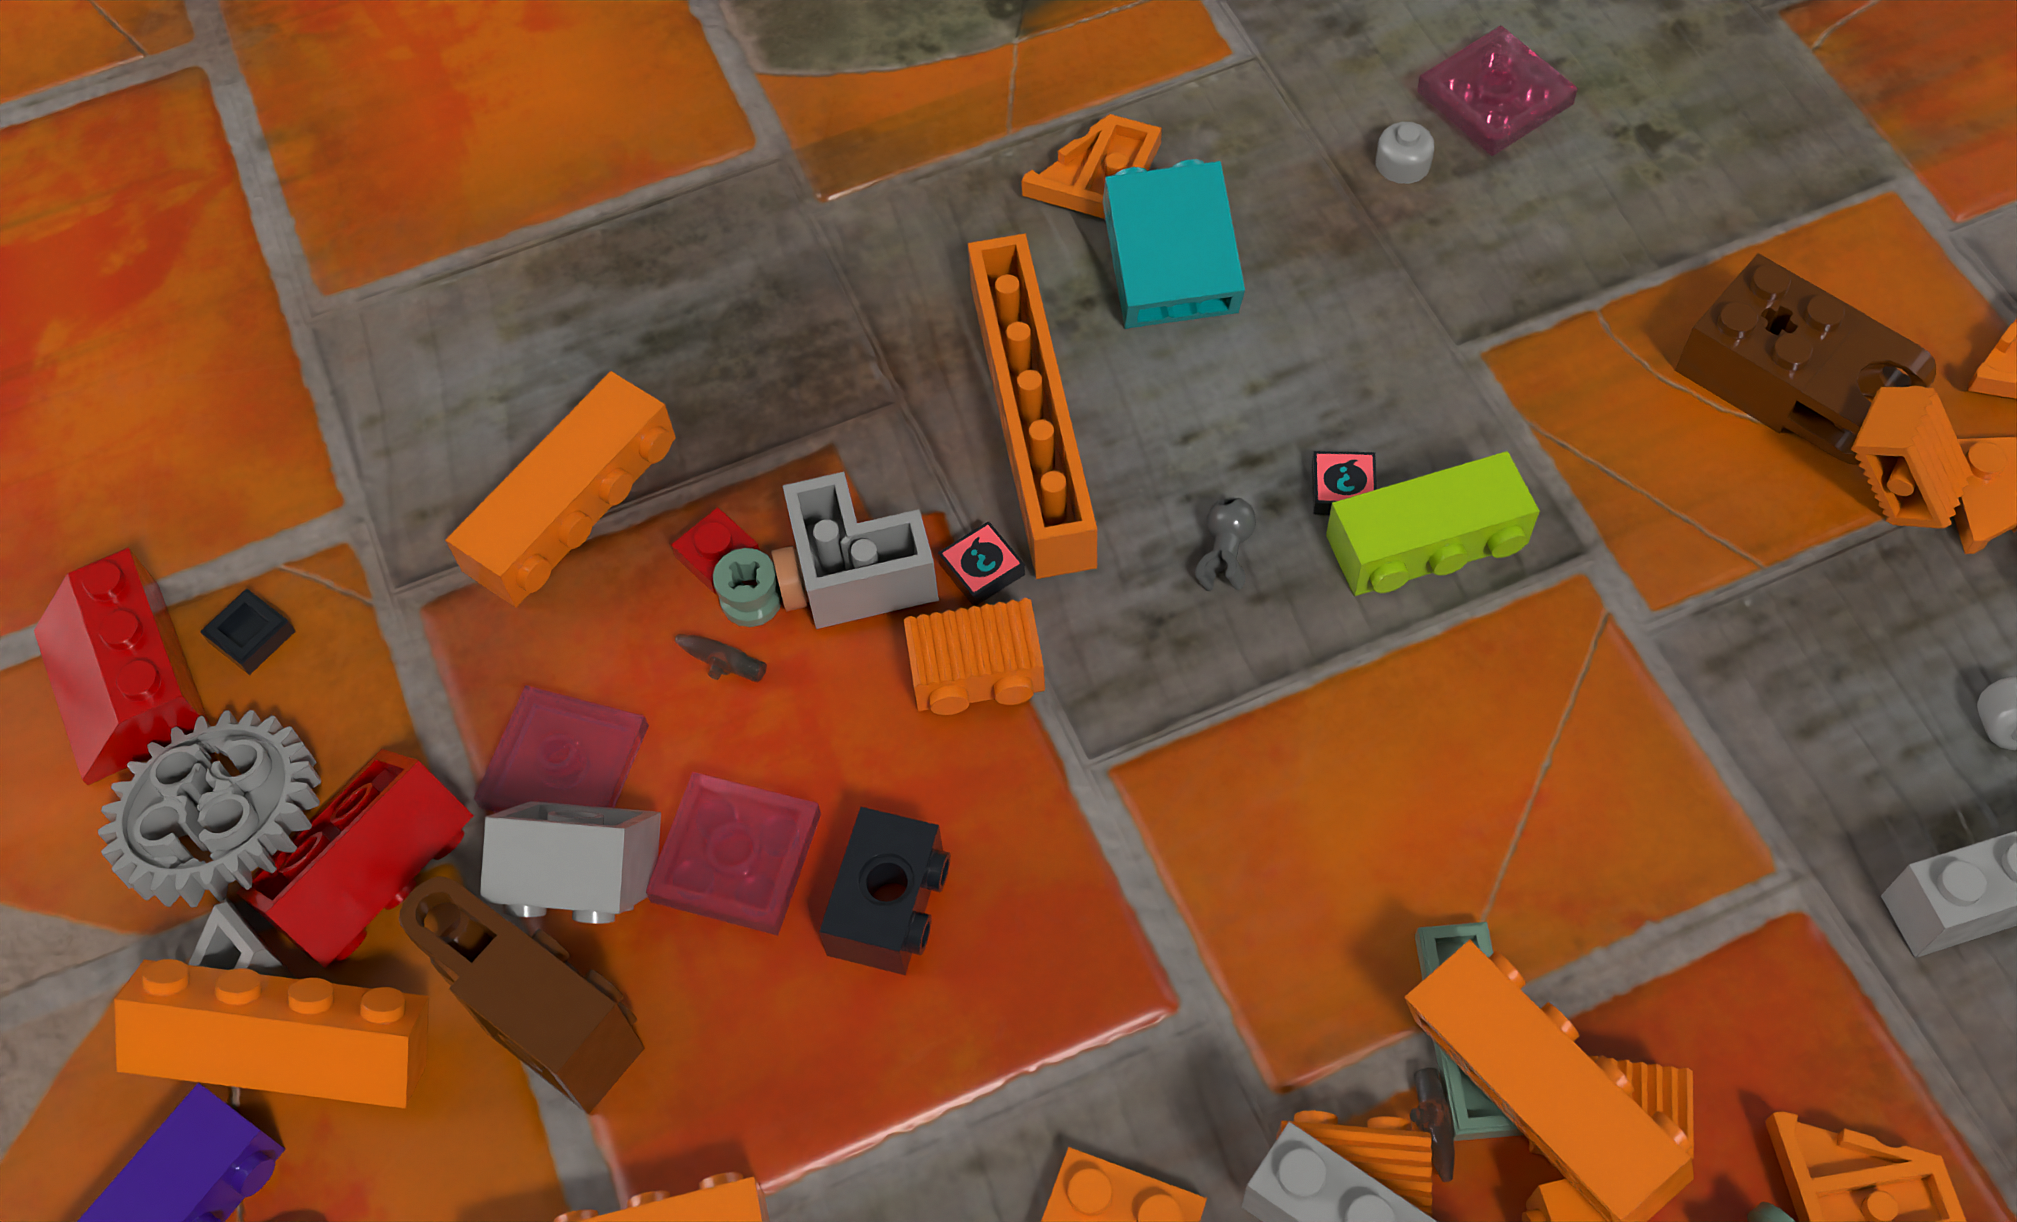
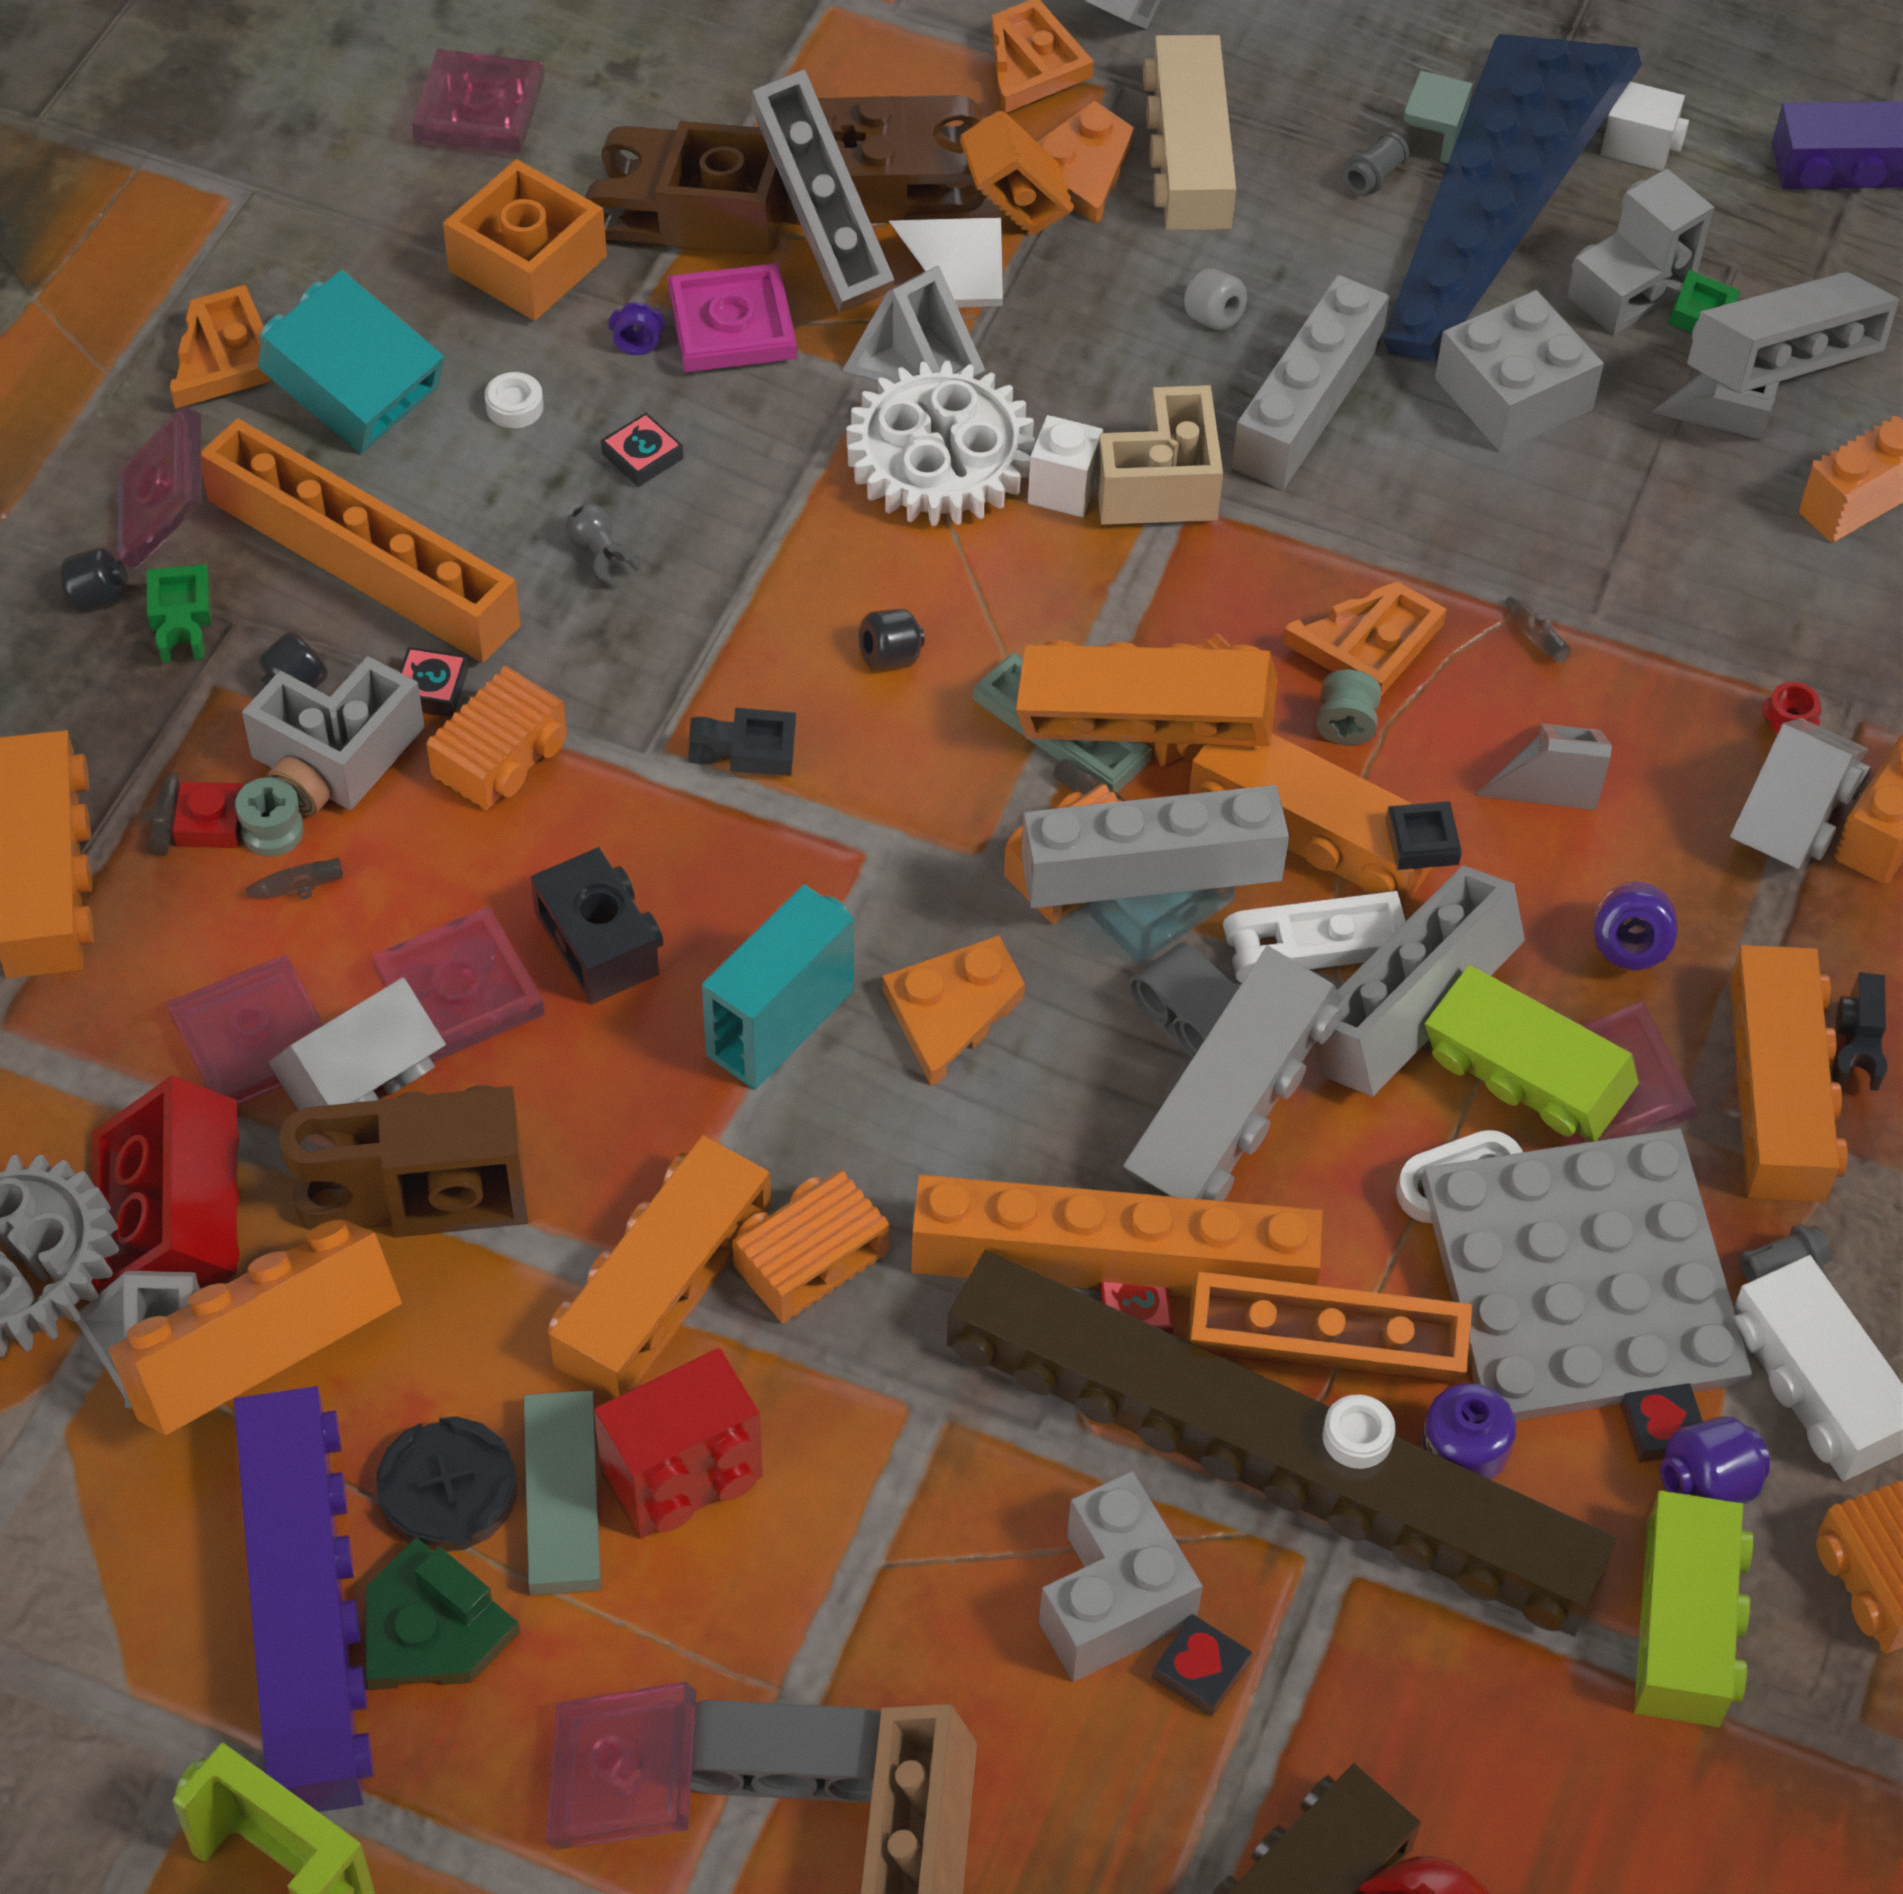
camera: 50 degrees left, 5 degrees down
(681, 522) = (162, 816): none -> clear smoke helmet
(824, 293) = (93, 580): none -> black piece
(859, 356) = (178, 607): none -> green plate
(890, 472) = (295, 658): none -> black piece
(929, 251) = (159, 487): none -> clear pink plate
(954, 1087) = (779, 986): none -> teal brick
(1174, 827) = (755, 741): none -> black plate
(1283, 365) = (514, 400): none -> white tile
(1388, 821) = (890, 639): none -> black piece
(1405, 152) = (449, 187): light grey piece -> none
(1412, 232) = (525, 239): none -> orange brick
(1431, 524) = (734, 432): lime brick -> none
(1439, 371) = (636, 328): none -> dark purple plate
(1533, 414) = (731, 317): none -> dark pink plate
(1604, 279) = (691, 187): none -> reddish brown brick
(1669, 682) = (912, 467): none -> white gear
(1677, 553) = (915, 326): none -> light grey slope
(1695, 354) = (821, 191): none -> light grey brick
(1703, 776) = (1064, 466): none -> white brick
(1791, 497) = (965, 252): none -> white slope
(1802, 861) = (1167, 471): none -> tan brick

